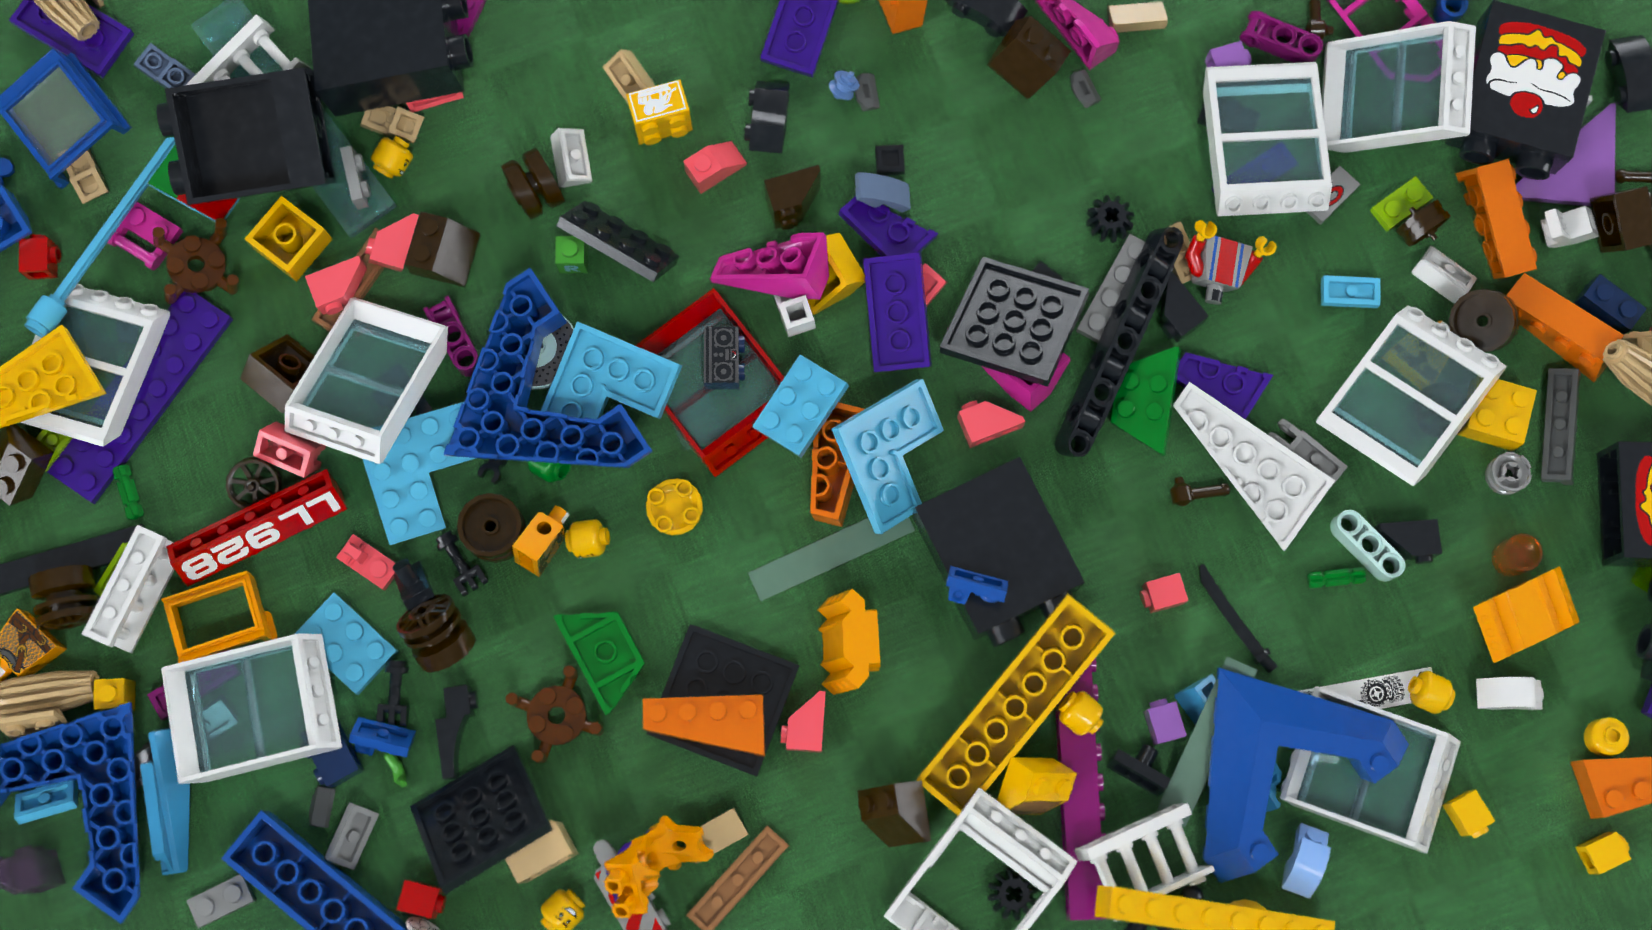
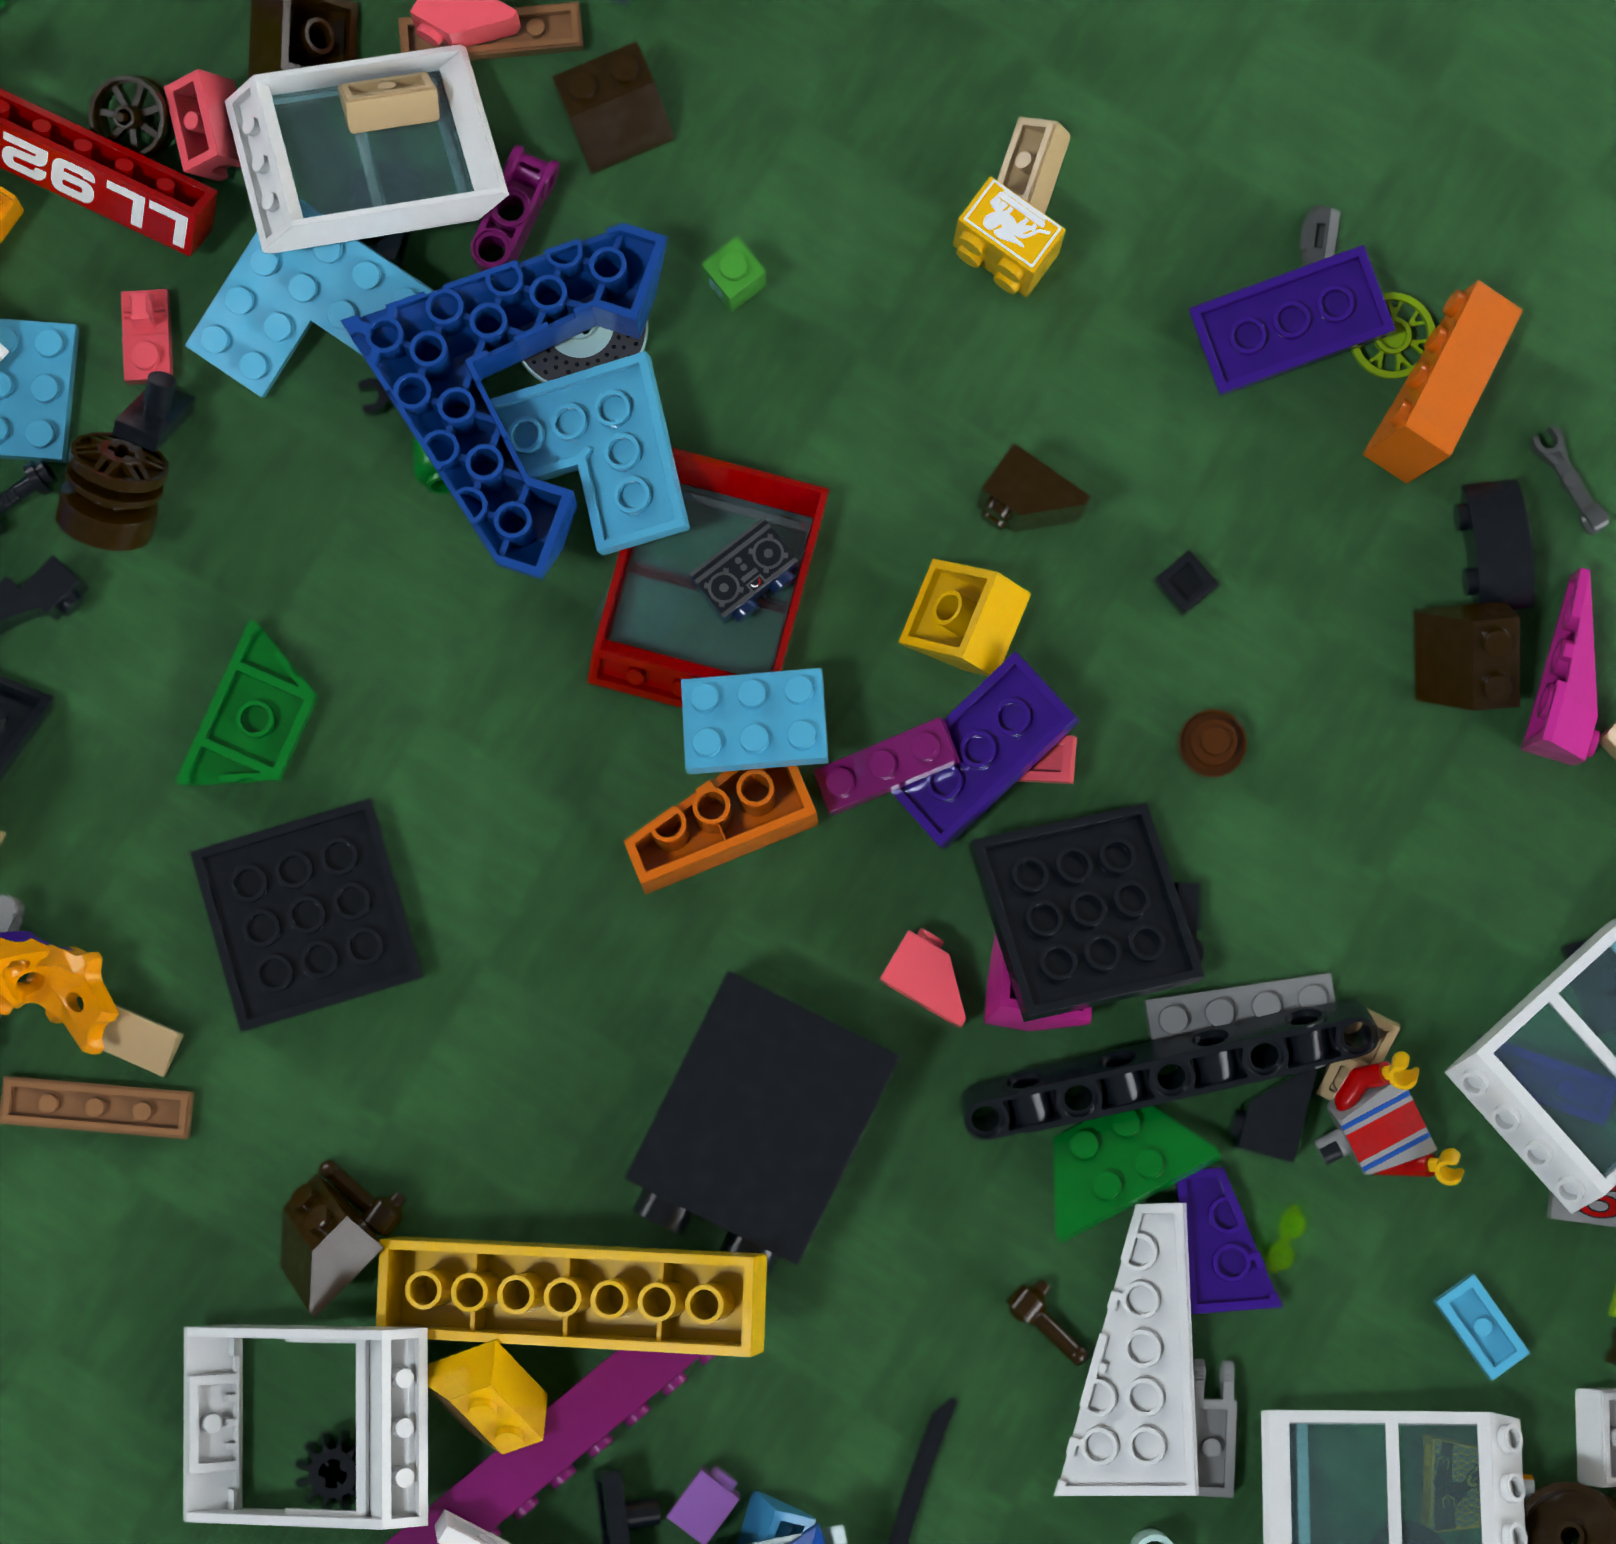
camera: 50 degrees right, 5 degrees up
(351, 352) = (389, 102): none -> tan slope
(392, 244) = (568, 39): coral slope -> none
(447, 542) = (223, 471): black hinge -> none
(479, 516) = (295, 428): dark brown wheel -> none
(535, 182) = (780, 150): dark brown wheel -> none
(540, 540) = (314, 533): light orange torso -> none
(540, 707) = (106, 709): reddish brown plate -> none
(571, 157) = (866, 172): white slope -> none
(587, 538) = (381, 584): yellow head -> none
(618, 240) = (795, 319): black plate -> none
(674, 506) = (507, 661): yellow dish -> none
(710, 720) = (264, 926): orange wedge -> none
(713, 165) = (998, 361): coral slope -> none
(769, 117) = (1117, 381): black brick -> none
(779, 269) = (923, 559): dark pink wedge -> none
(795, 314) = (882, 611): white brick -> none
(806, 726) = (350, 1046): coral slope -> none
(822, 556) = (605, 905): sand green sticker -> none
(844, 85) = (1238, 445): medium blue wheel -> none
(848, 641) = (498, 1020): light orange slope -> none
(867, 92) = (1255, 482): dark grey piece -> none
(870, 362) = (887, 766): none -> magenta plate
(875, 448) = (777, 856): medium azure plate -> none
(880, 190) = (1131, 605): sand blue slope -> none
(885, 230) = (1083, 649): dark purple wing -> none
(900, 773) = (380, 1213): none -> dark brown piece
(963, 582) = (675, 1111): blue hinge -> none
(977, 205) = (1212, 743): none -> reddish brown plate
(1081, 713) = (624, 1387): yellow head -> none
(1084, 88) = (1487, 763): dark grey piece -> none
(1109, 229) = (1336, 948): black gear -> none
(1163, 593) = (874, 1377): coral brick -> none
(1236, 344) = (1291, 1226): none -> clear neon green piece

